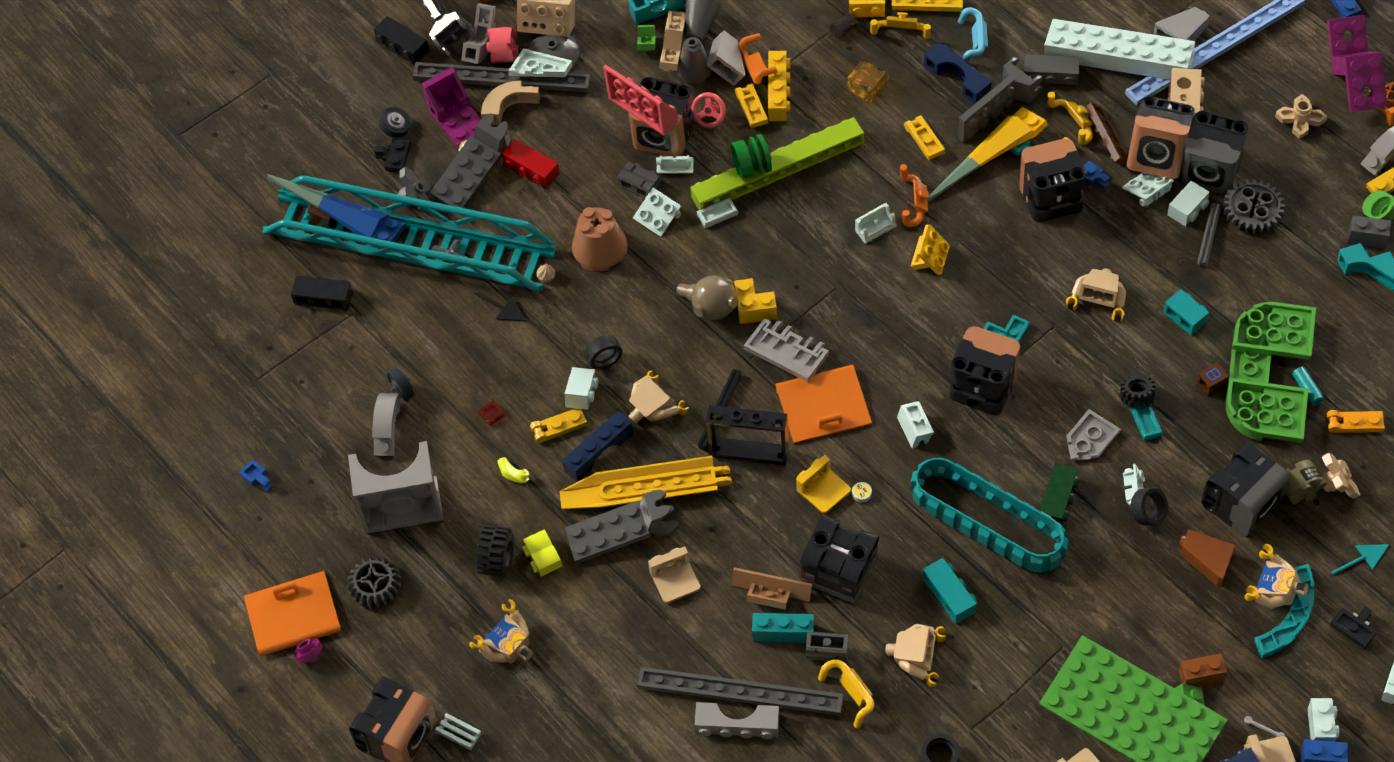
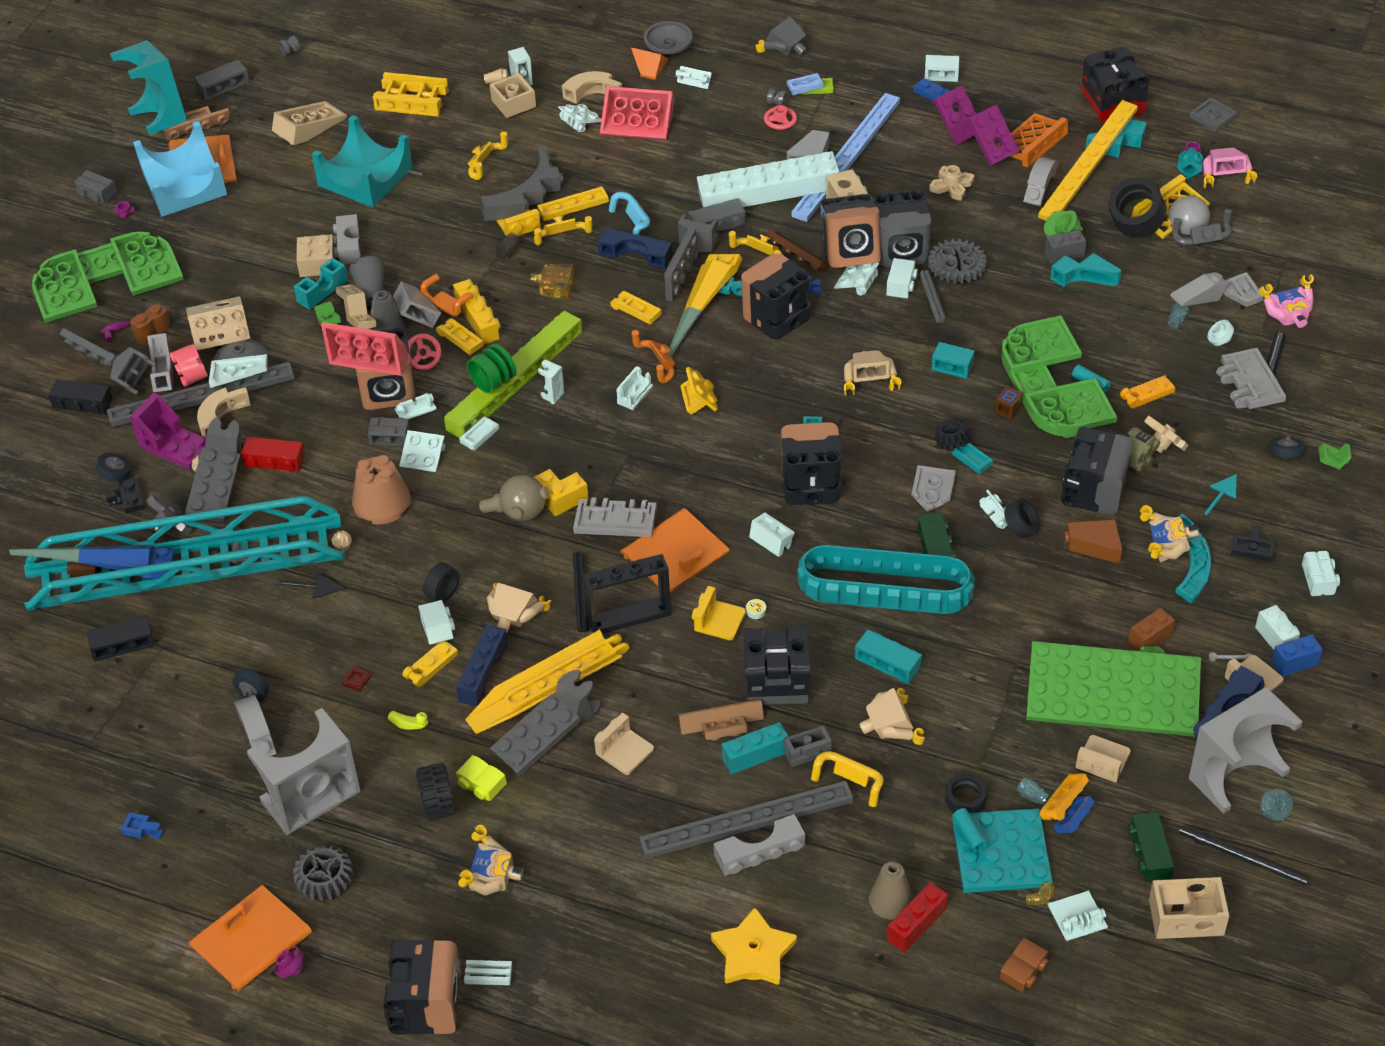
camera: 30 degrees left, 10 degrees down
(804, 188) = (553, 381): none -> light aqua hinge

